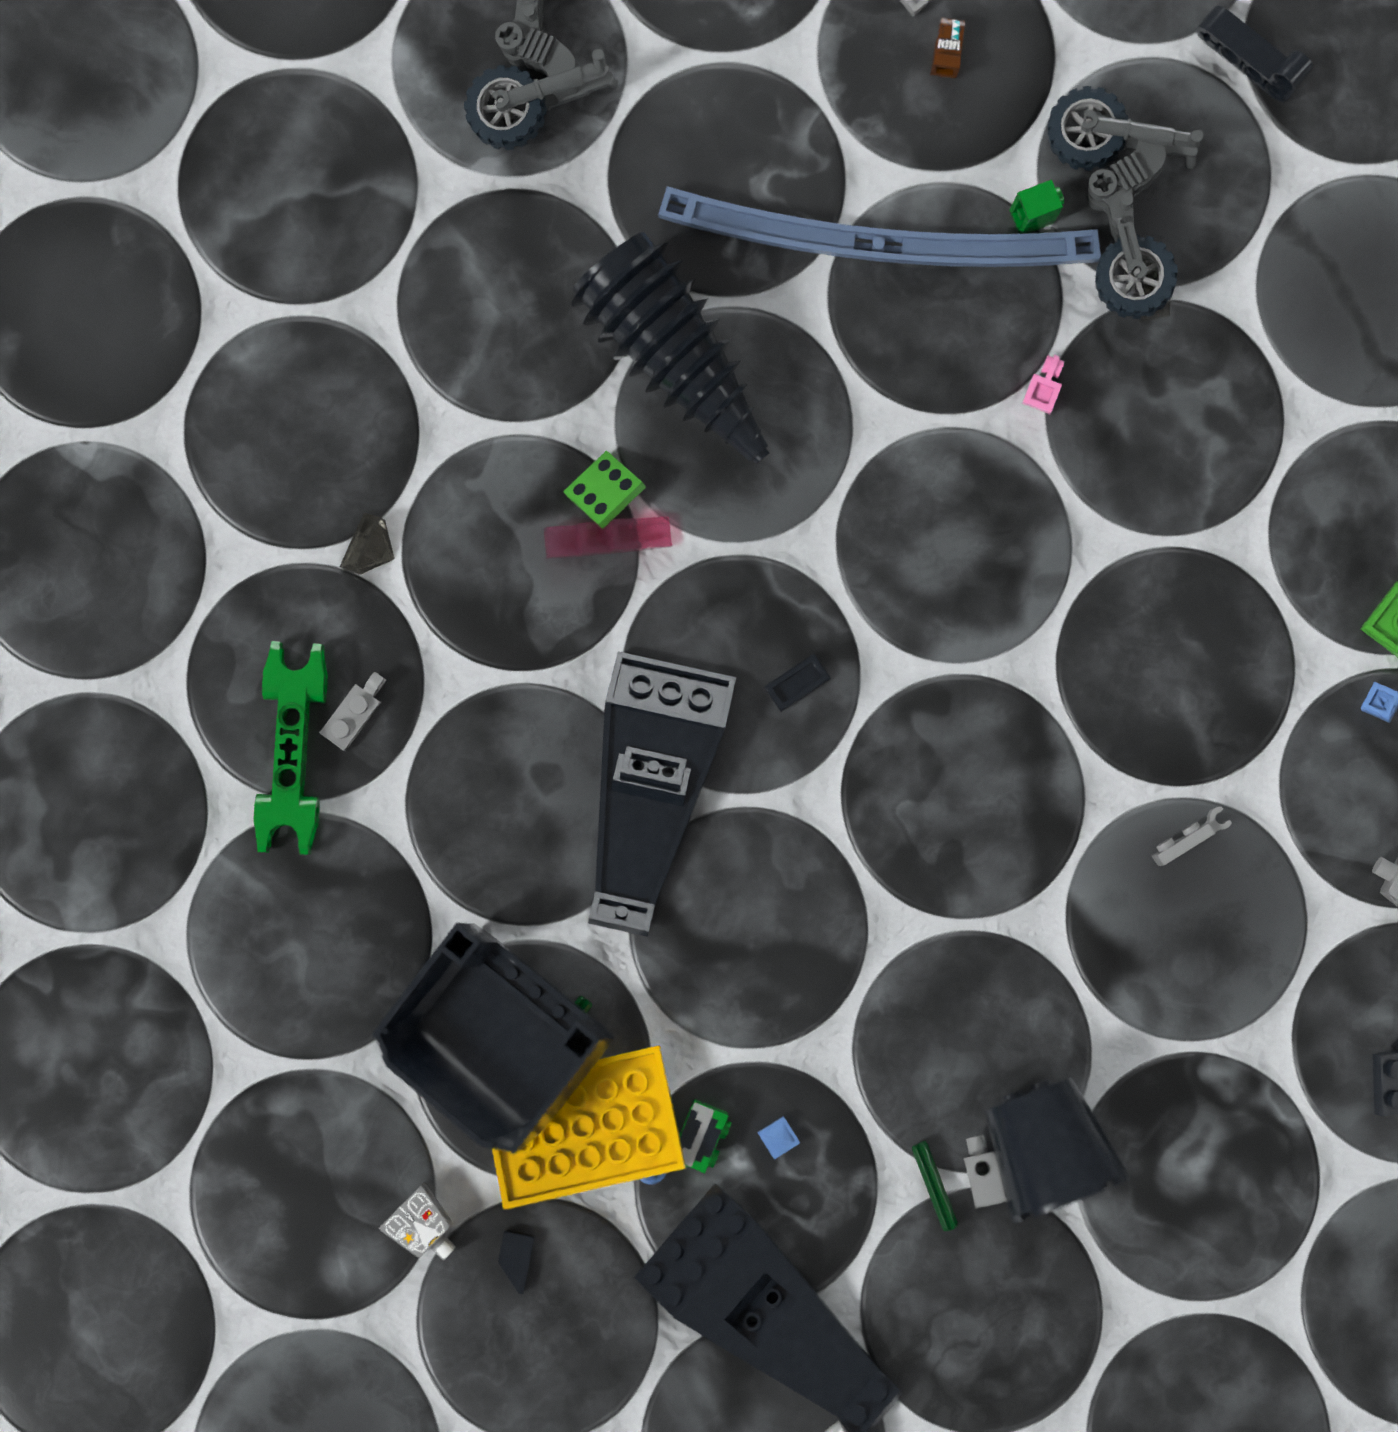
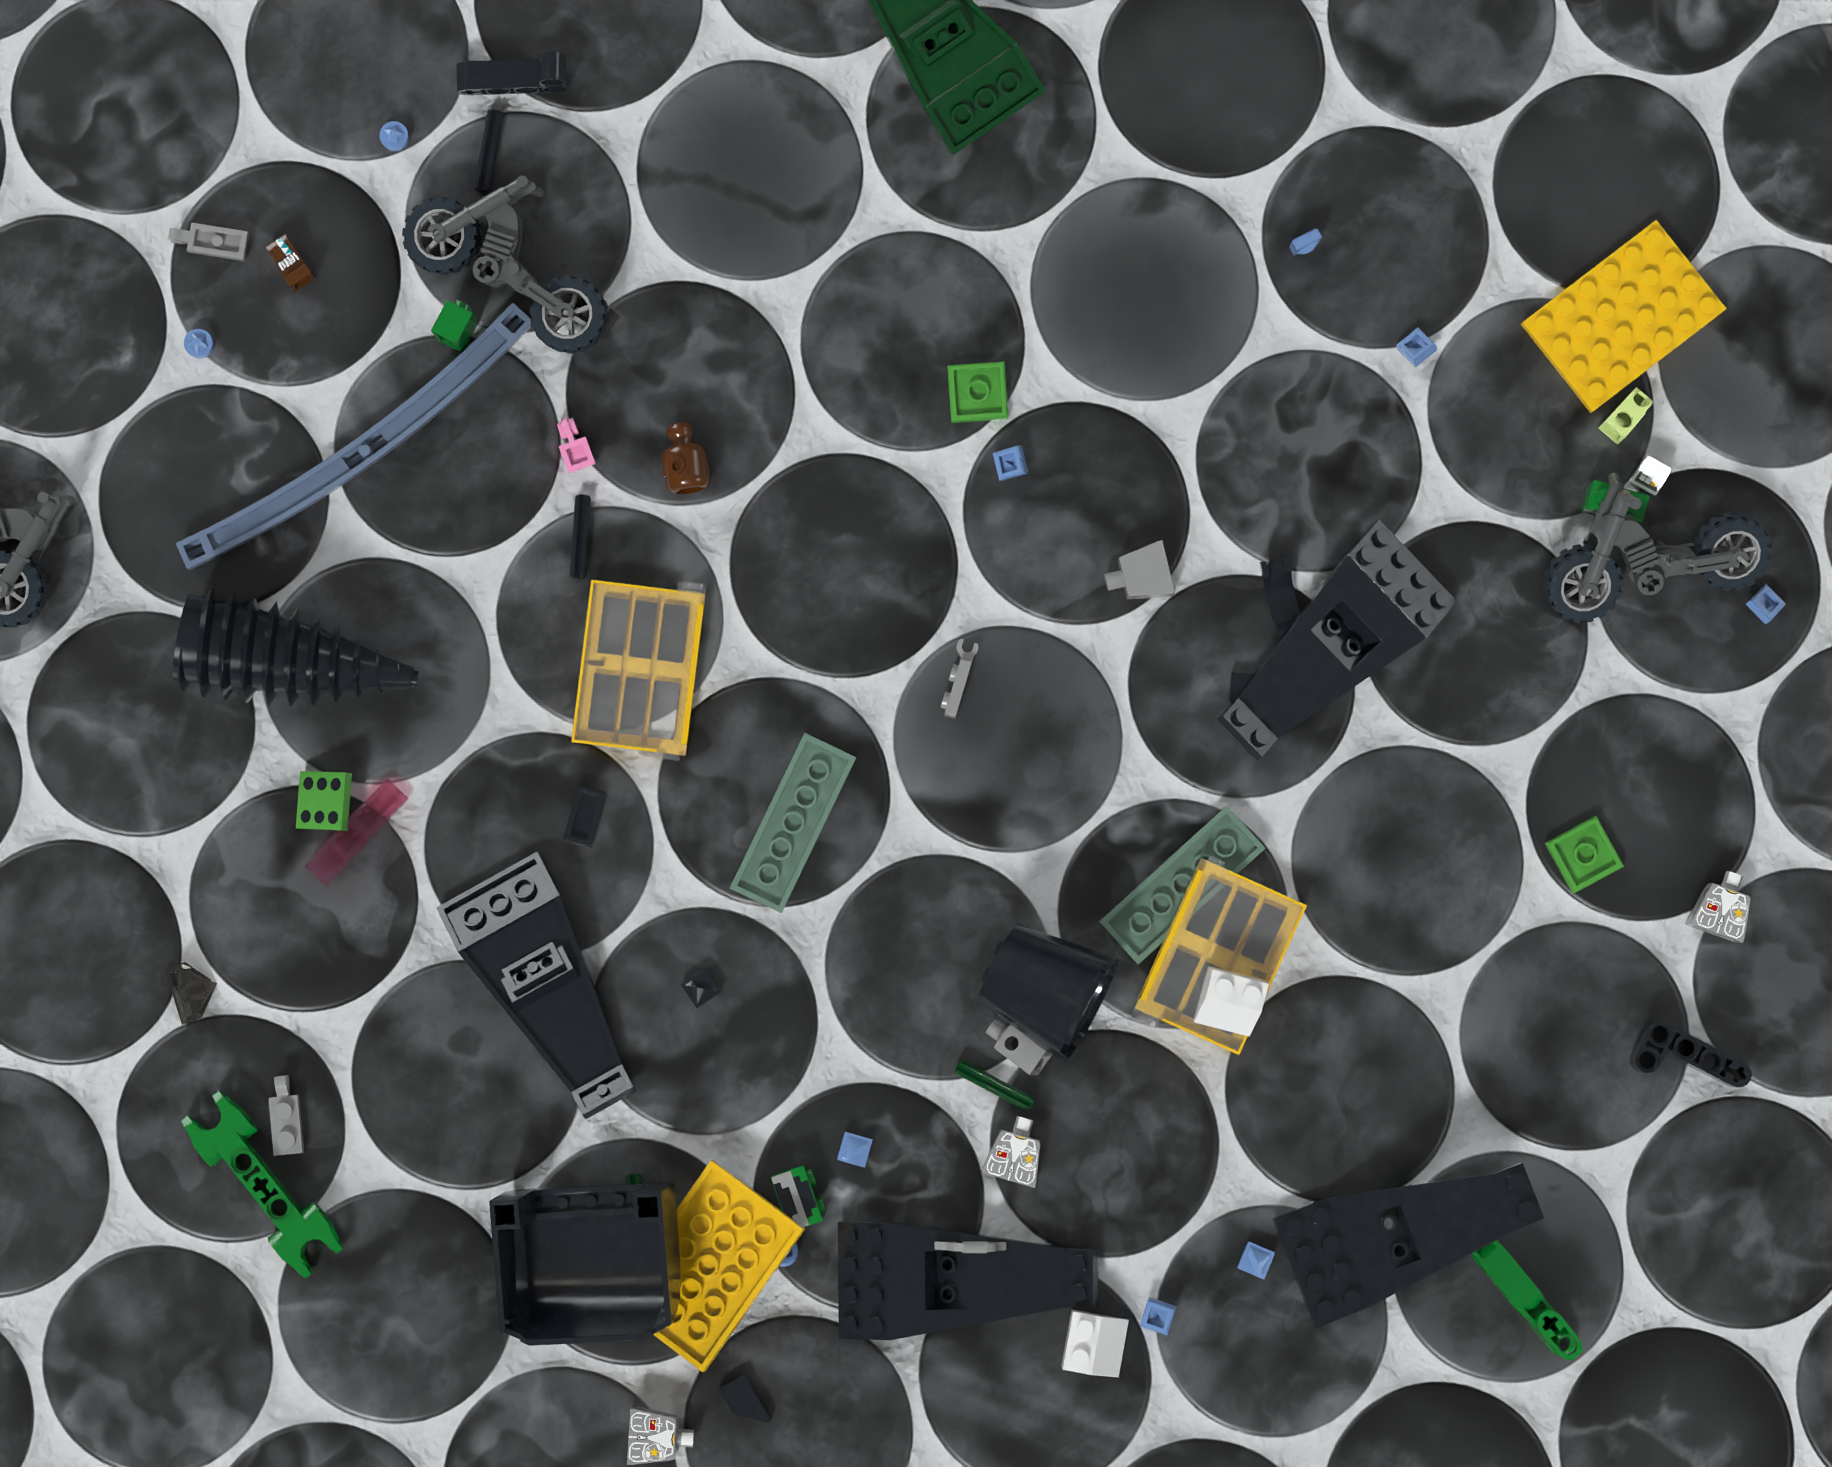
camera: 40 degrees left, 0 degrees up
(769, 900) = (700, 988): none -> black tile
(804, 1302) = (970, 1246): none -> light grey helmet
(821, 49) = (198, 343): none -> medium blue tile
(903, 1257) = (1014, 1155): none -> light grey torso
(944, 603) = (639, 667): none -> clear door
(958, 834) = (793, 823): none -> sand green plate
(987, 460) = (580, 536): none -> black axle
(1116, 20) = (394, 136): none -> medium blue tile
(1123, 473) = (684, 462): none -> reddish brown piece
(1181, 95) = (488, 151): none -> black axle
(1187, 1291) = (1230, 1001): none -> white slope
(1207, 1245) = (1221, 925): none -> clear door
(1226, 1160) = (1147, 912): none -> sand green plate

